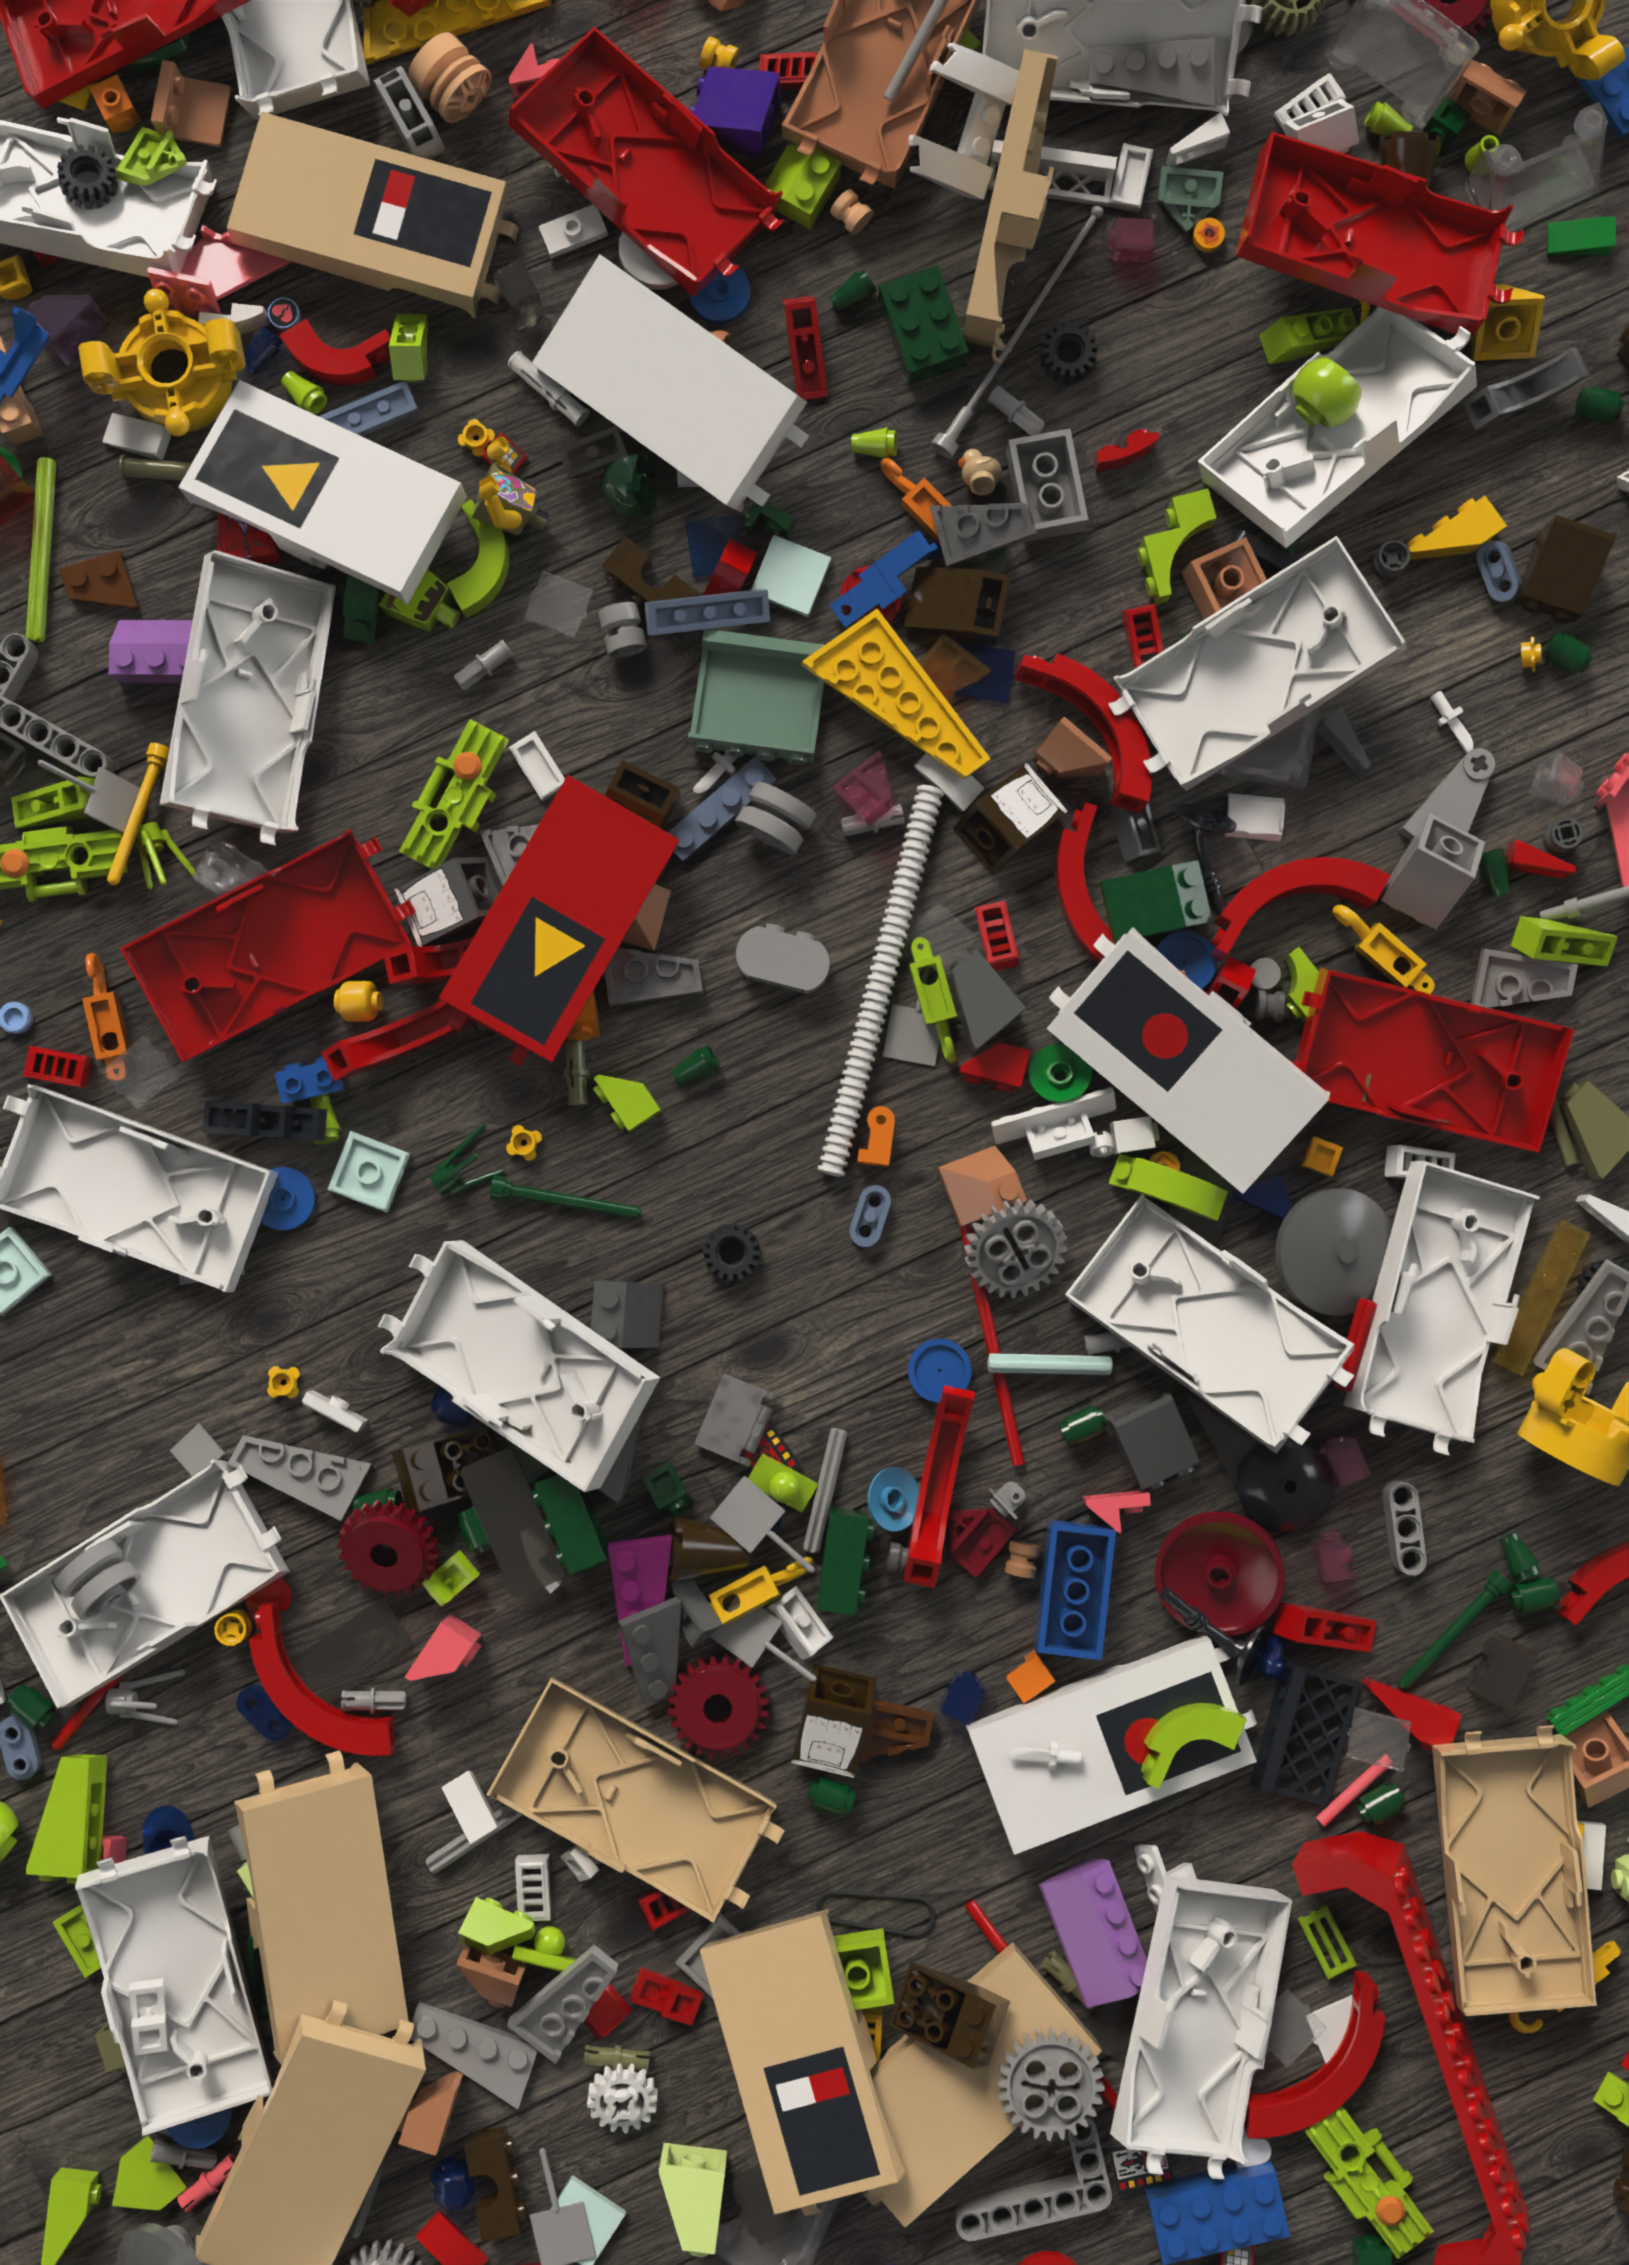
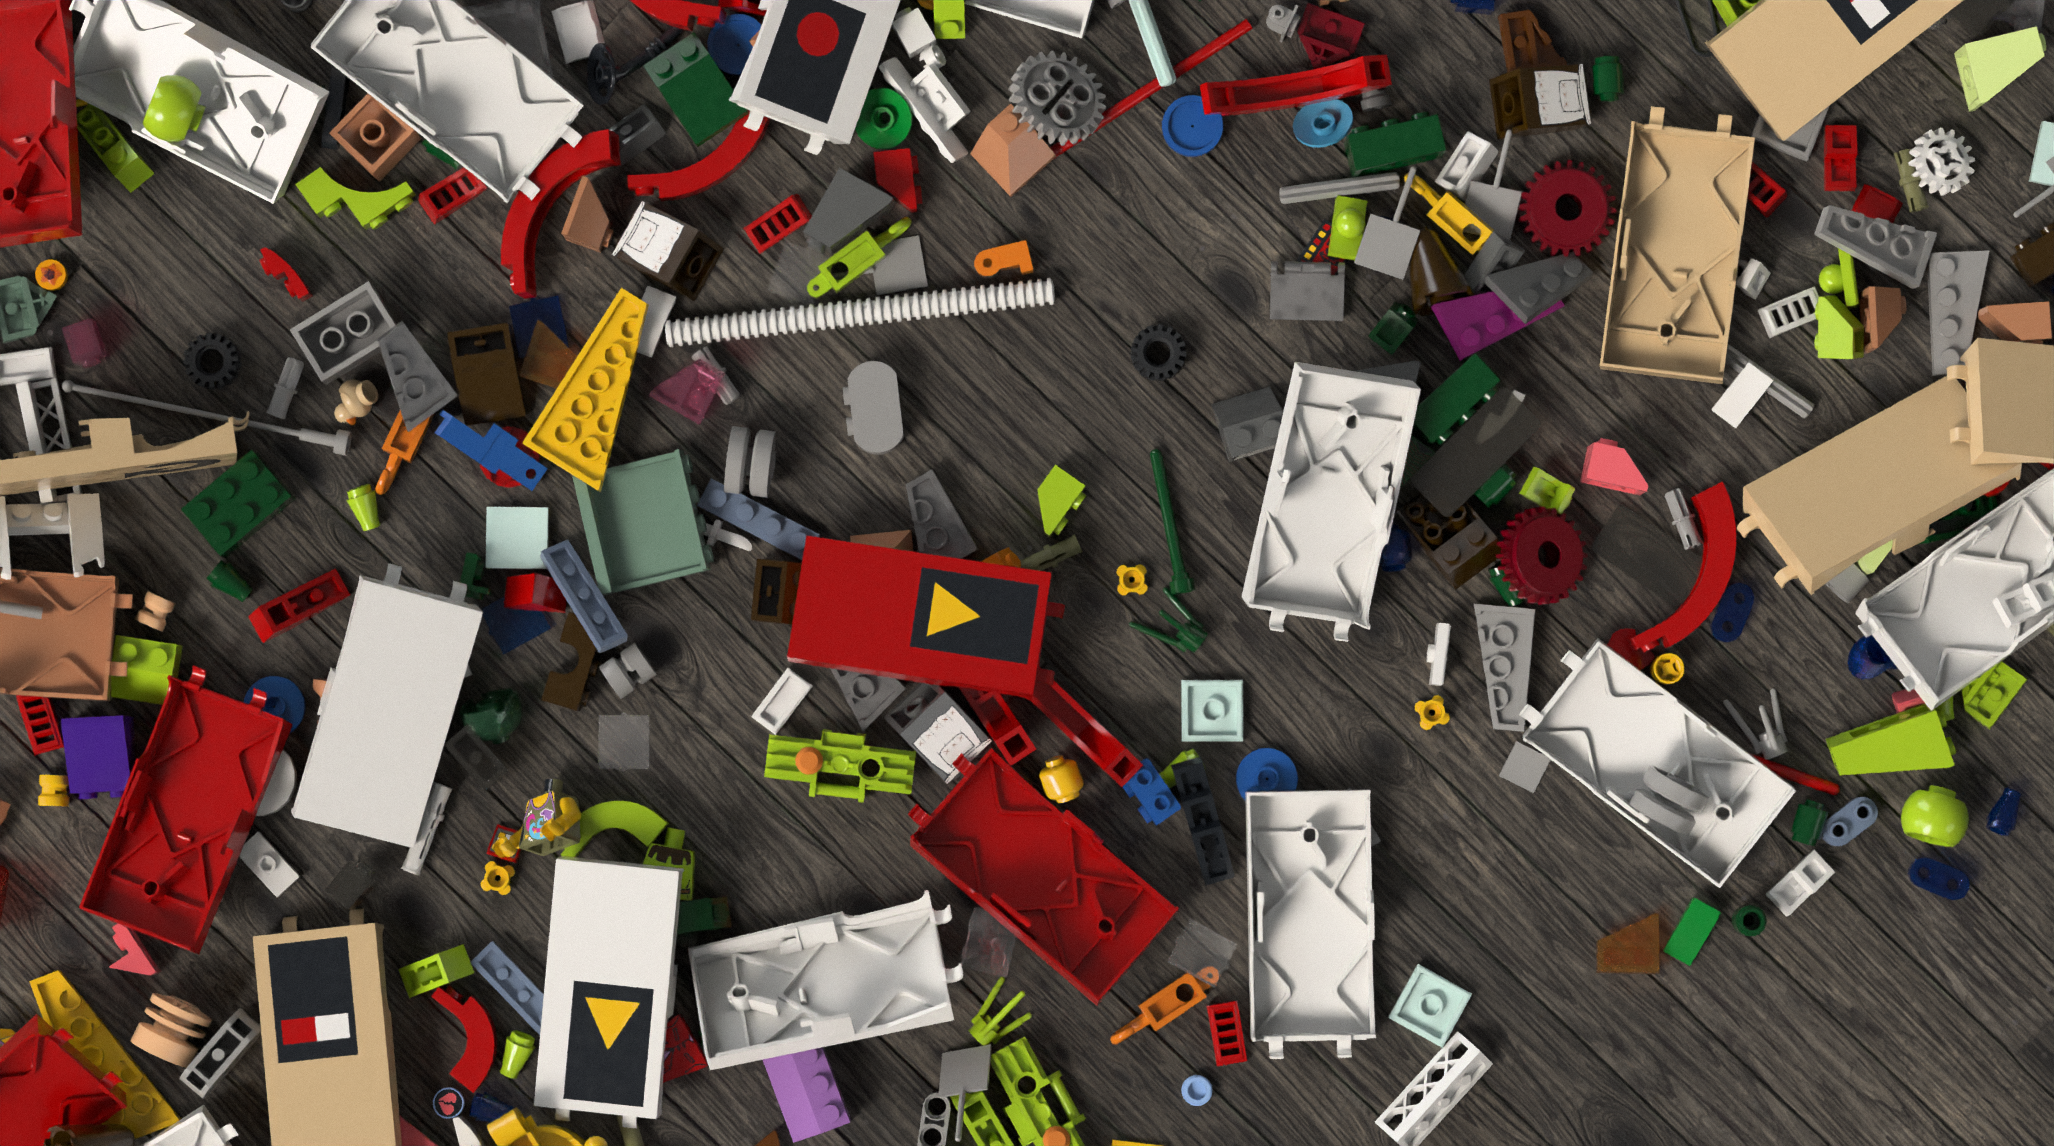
camera: 115 degrees left, 0 degrees up
(157, 761) = (908, 1052): yellow piece -> none
(483, 665) = (708, 787): light grey axle -> none
(697, 1065) = (1001, 448): dark green cone -> none
(870, 1216) = (1077, 241): sand blue plate -> none

